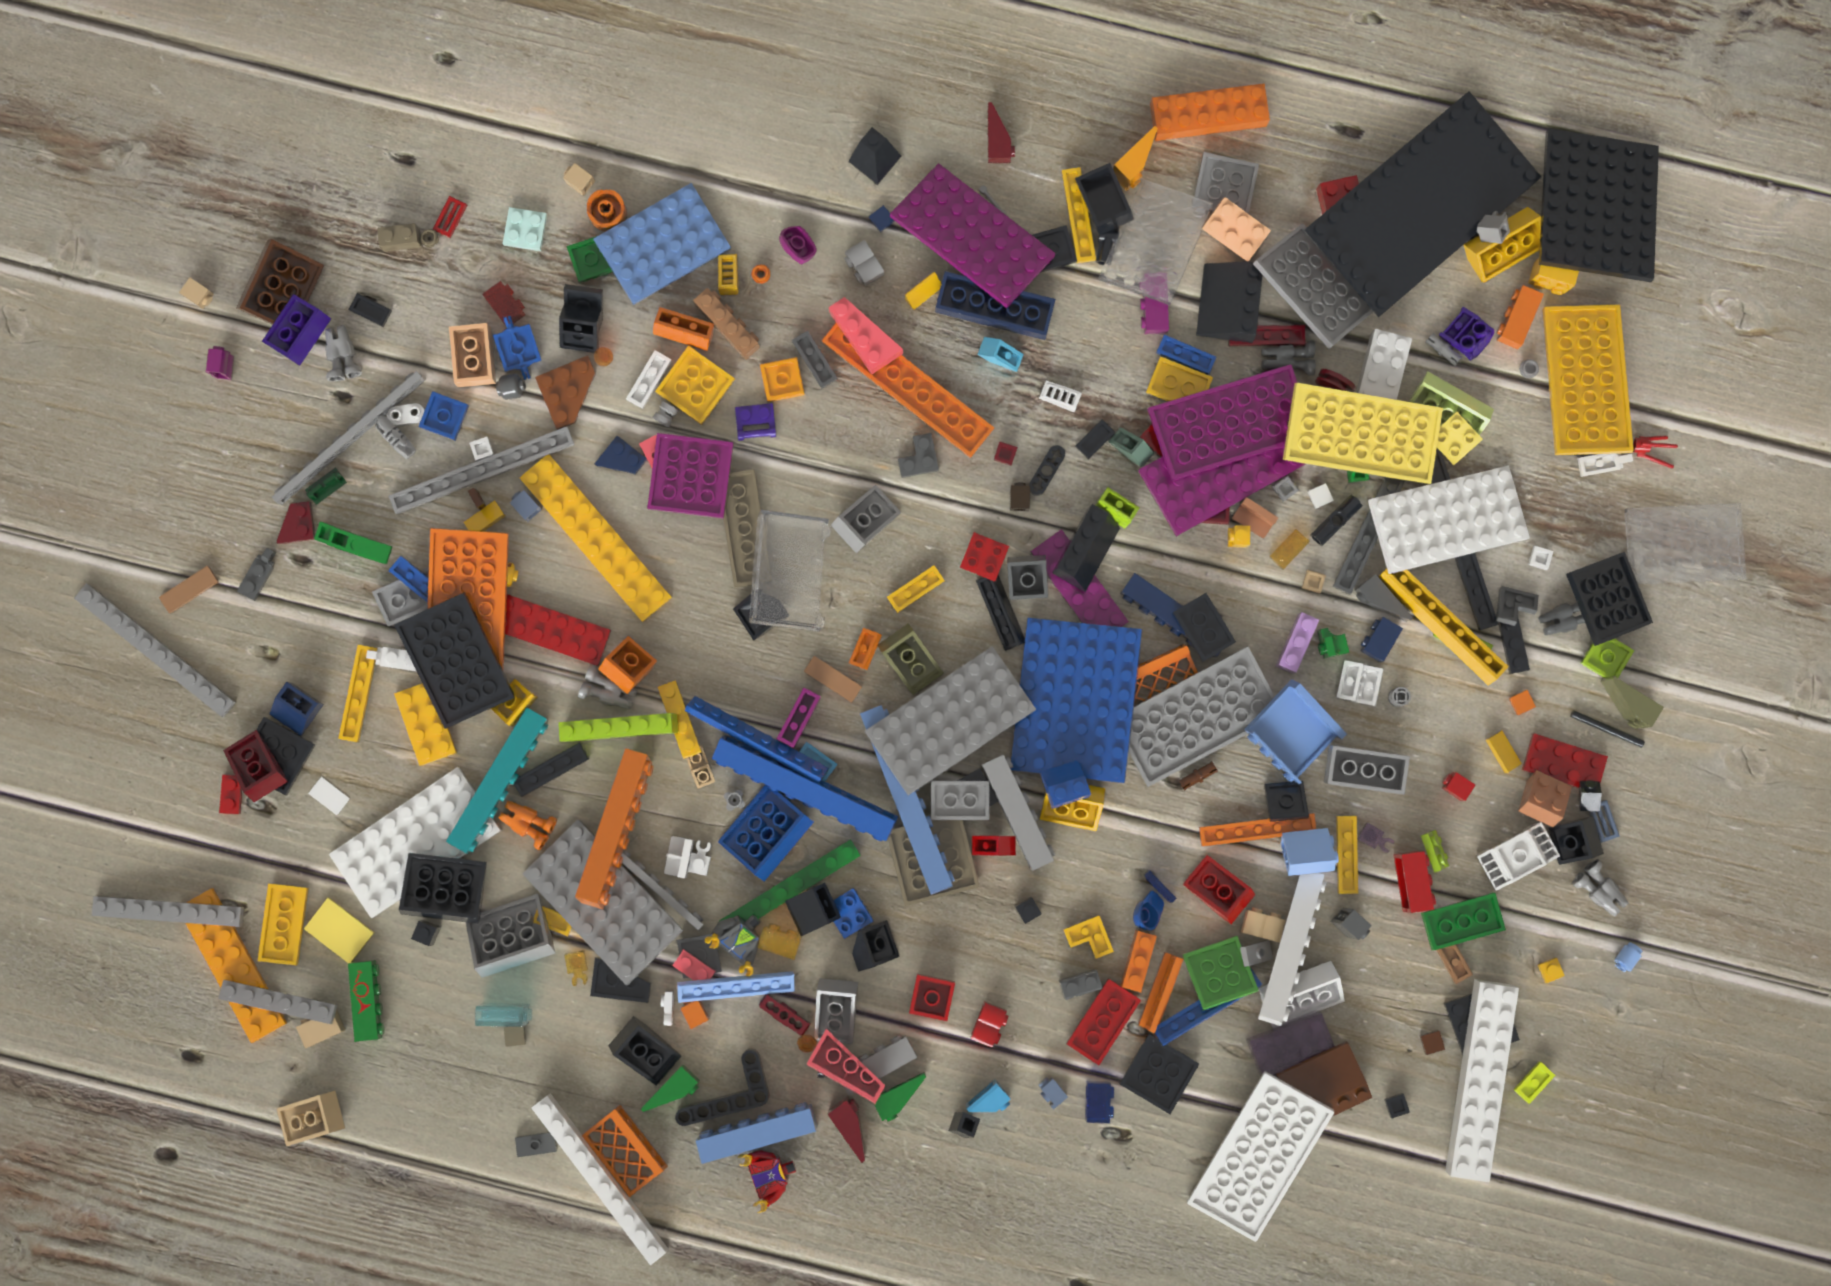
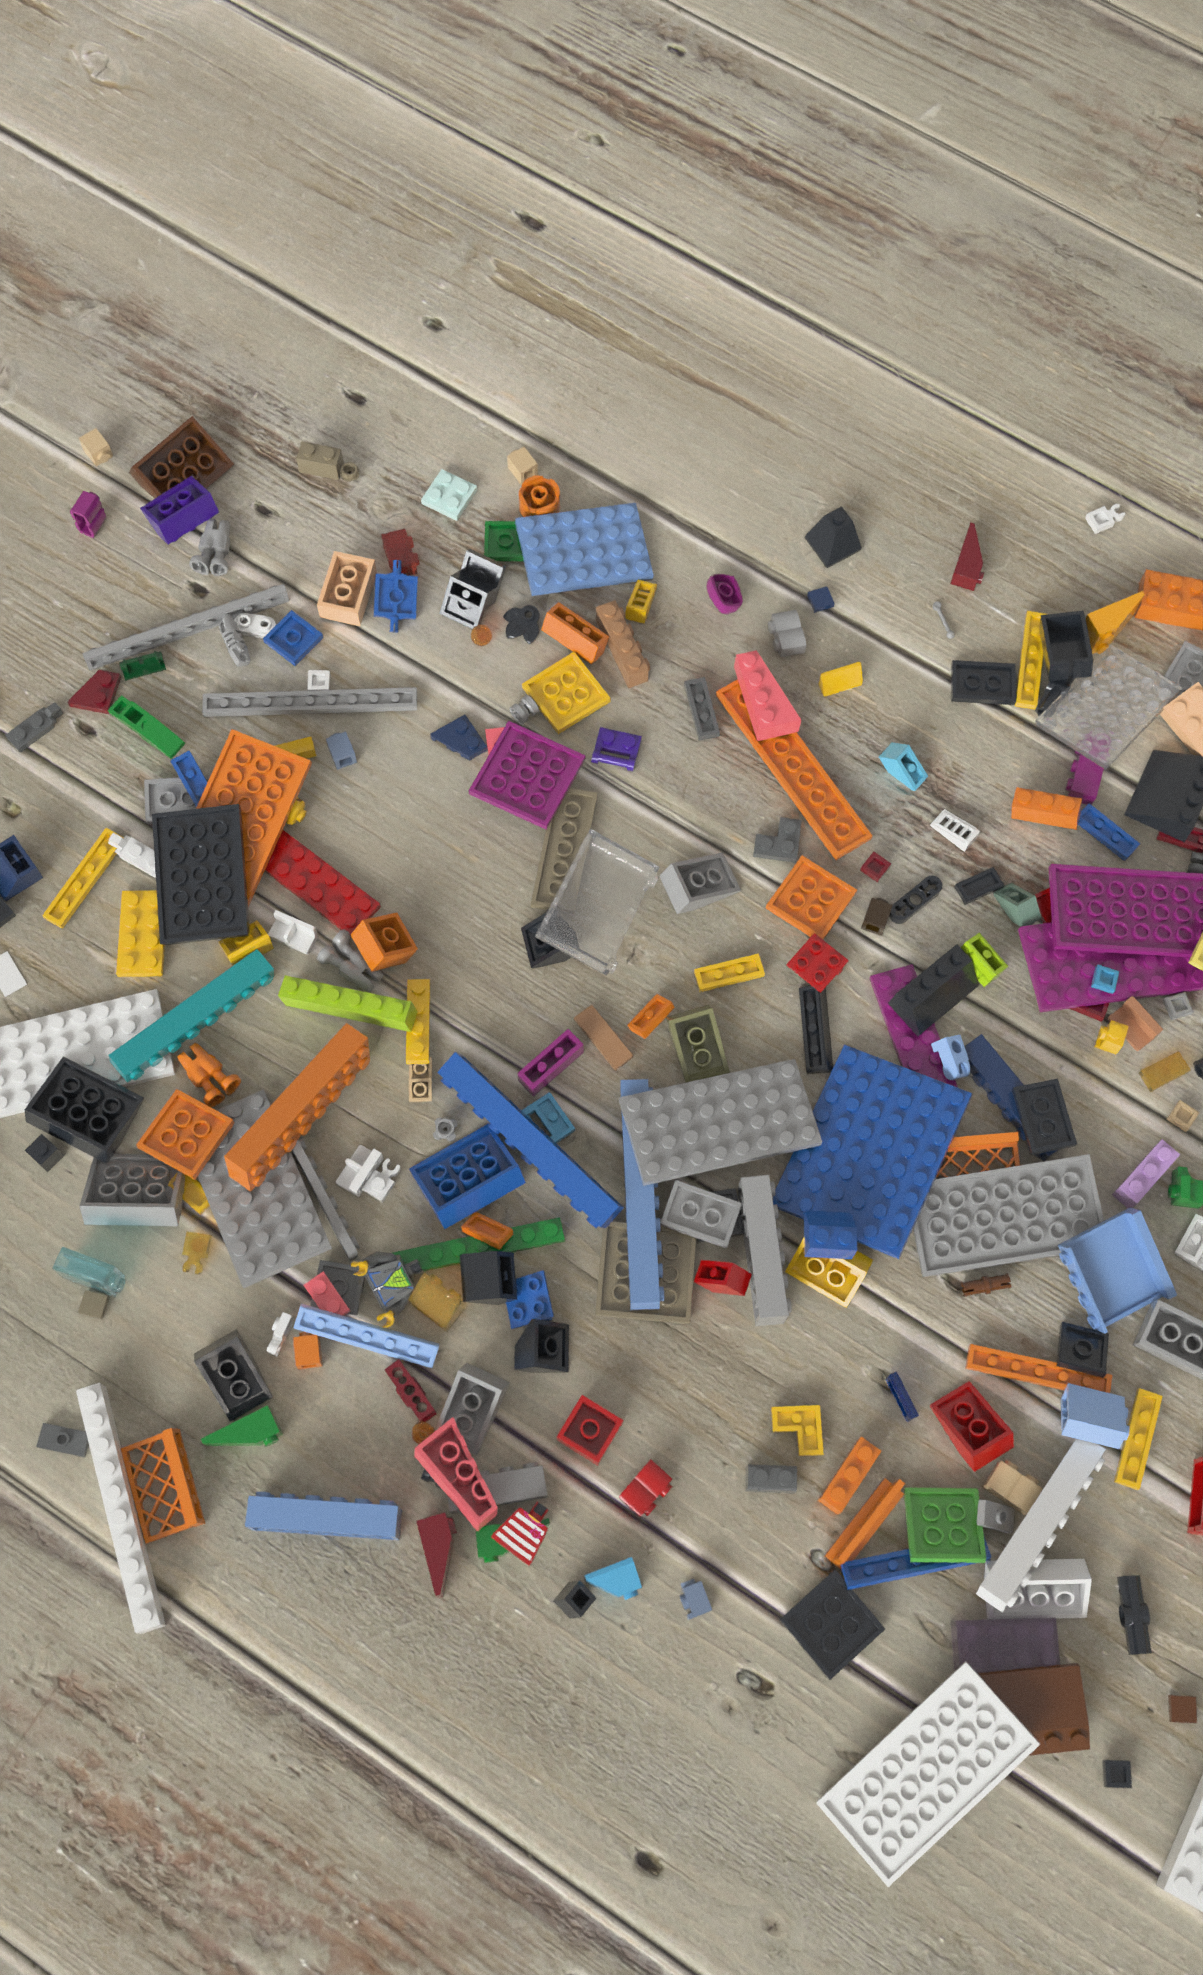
camera: 20 degrees right, 15 degrees down
(370, 310) = (261, 518): black tile -> none
(443, 231) = (381, 463): red tile -> none
(477, 499) = (293, 726): reddish brown tile -> none
(510, 386) = (373, 631): dark grey head -> none
(532, 880) = (185, 1134): none -> orange plate
(549, 681) = (293, 932): none -> white panel
(551, 769) = (256, 1027): black tile -> none
(566, 390) = (430, 655): dark orange plate -> none
(595, 537) = (402, 809): yellow plate -> none
(609, 985) = (224, 1285): black wing -> none
(632, 334) = (520, 625): none -> black plate
(648, 379) = (519, 671): white plate -> none
(730, 1099) = (311, 1467): black beam -> none
(756, 739) = (496, 1070): blue plate -> none
(760, 268) = (675, 605): orange plate -> none
(768, 1176) = (317, 1576): torso -> none
(782, 379) = (660, 718): light orange tile -> none
(798, 871) = (487, 1230): none -> orange tile
(909, 1093) = (523, 1533): none -> torso
(961, 500) = (811, 898): none -> orange plate
(965, 300) = (913, 715): dark blue brick -> none
(972, 235) = (913, 640): magenta plate -> none
(1027, 577) = (859, 998): dark grey brick -> none
(1028, 910) = (737, 1369): black brick -> none
(1098, 1102) = (747, 1632): clear blue brick -> none
(1100, 54) = (1104, 519): none -> white plate
(1103, 1022) = (784, 1535): red plate -> none
(1117, 600) = (953, 1057): none -> light blue leg
(1130, 353) = (1046, 808): none -> orange brick
(1148, 912) = (879, 1421): blue cap -> none
(1176, 381) = (1085, 849): yellow plate -> none
(1220, 492) = (1105, 979): none -> dark azure tile
(1351, 924) = (1124, 1519): dark grey brick -> none
(1373, 836) = (1175, 1428): plate -> none
(1379, 987) = (1134, 1615): none -> black piece

